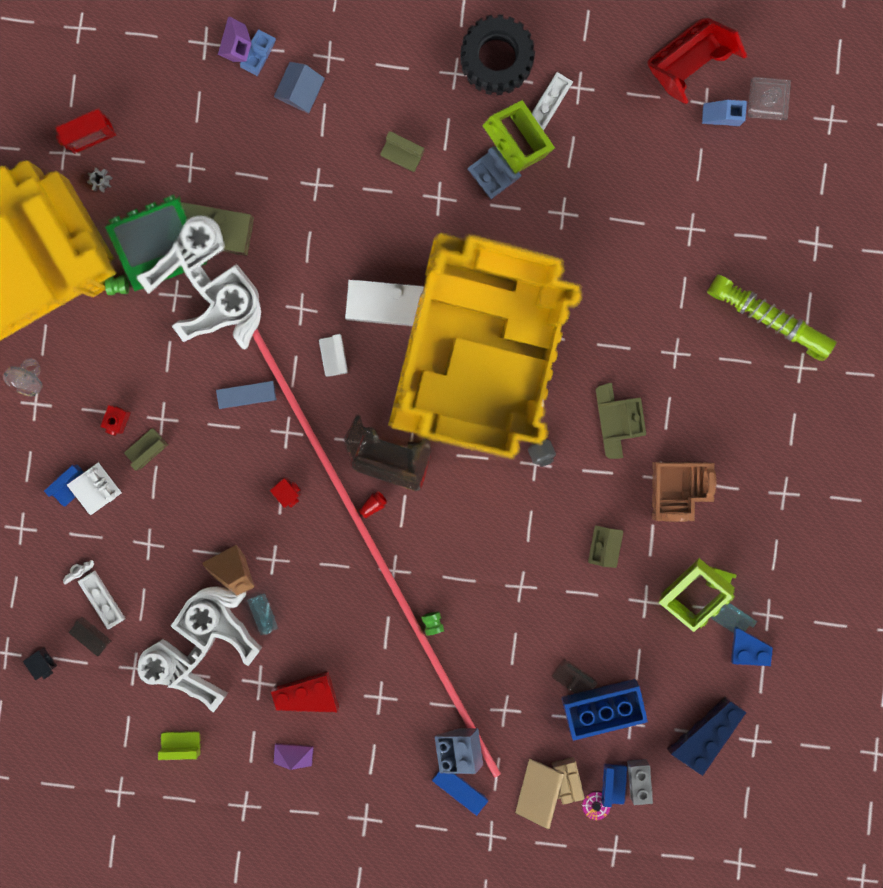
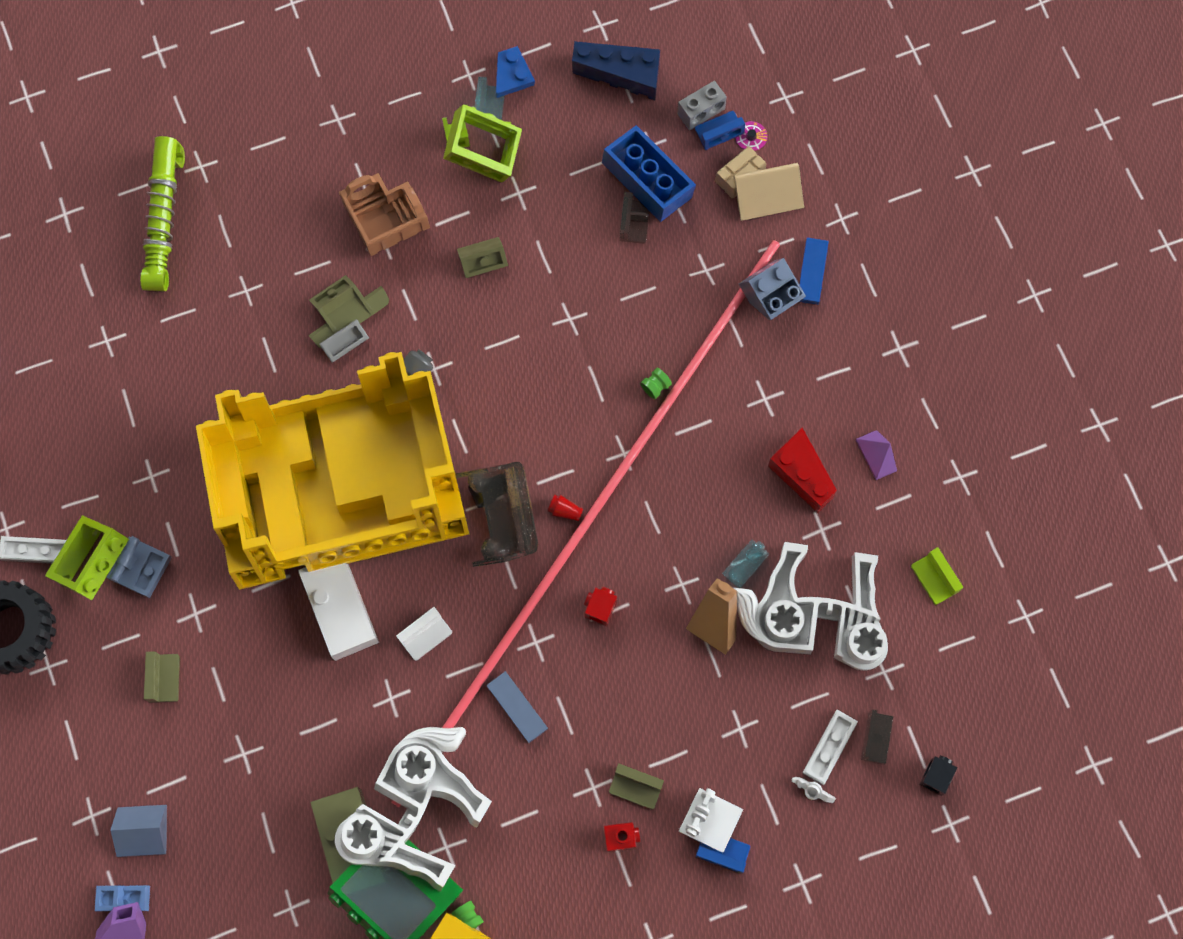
camera: 115 degrees left, 15 degrees down
(592, 408) = (344, 341): none -> light grey tile

